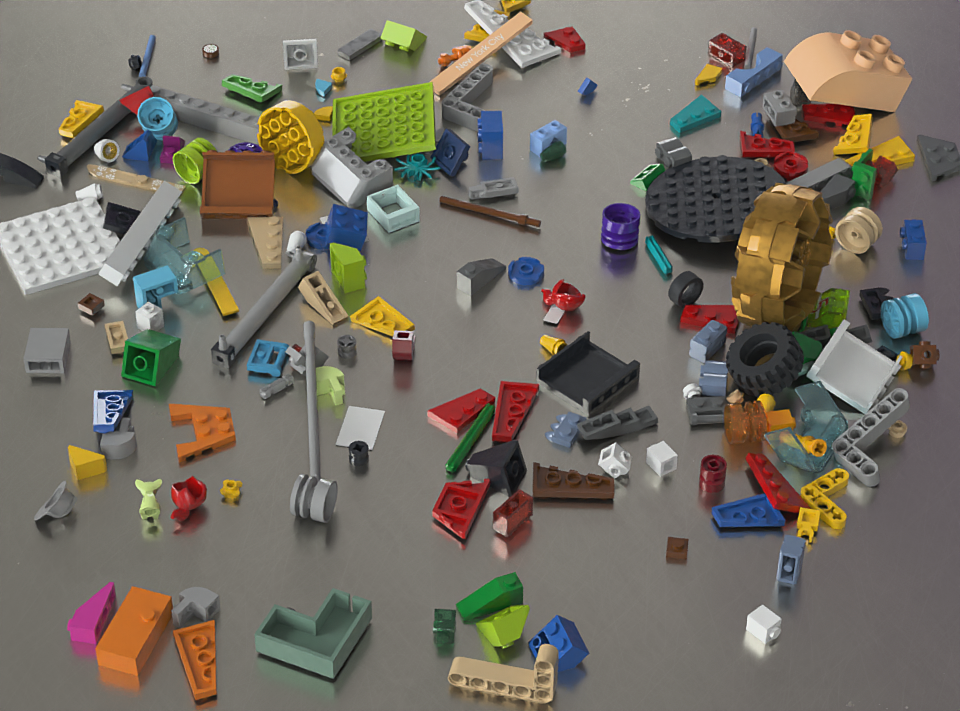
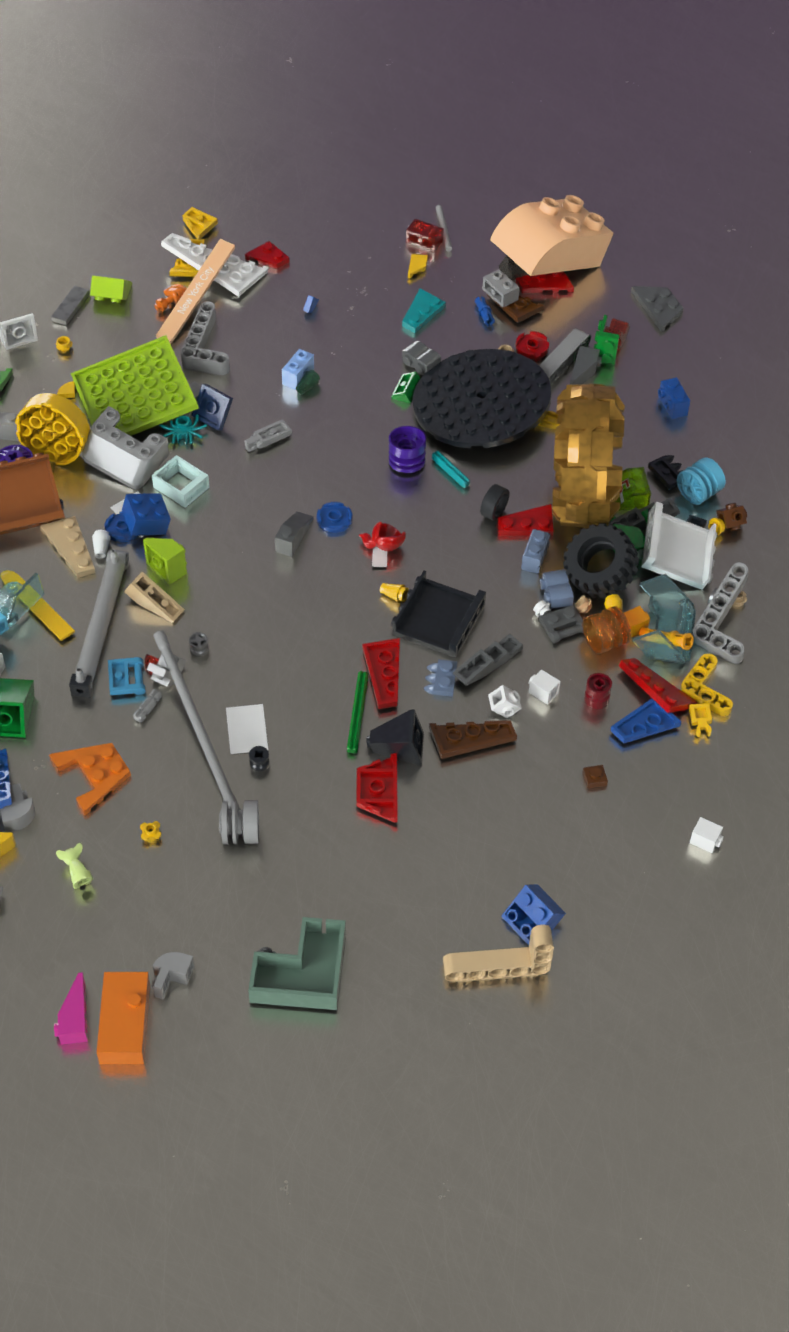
camera: 20 degrees left, 10 degrees up
(187, 496) = (113, 853): red hair -> none
(198, 655) = (197, 1026): orange wing -> none
(323, 87) = (53, 361): medium azure tile -> none
(330, 381) = (201, 687): yellowish green brick -> none
(382, 317) = (221, 604): yellow wing -> none
(403, 345) = (255, 630): dark red brick -> none
(445, 625) = (419, 922): clear green brick -> none
(462, 410) = (336, 684): red wing -> none
(490, 135) = (244, 379): blue brick -> none
(492, 597) = (450, 879): green slope -> none
(505, 625) = (474, 905): lime slope -> none
(513, 513) = (434, 784): clear red brick -> none
(522, 219) = (308, 462): reddish brown bar -> none
(743, 80) = (452, 265): medium blue arch -> none
(761, 147) = (497, 332): red wing -> none
(791, 559) = (706, 762): sand blue brick -> none
(857, 136) = (579, 301): yellow wing -> none
(858, 230) = (632, 396): tan wheel -> none
(893, 150) = (615, 307): yellow wing -> none

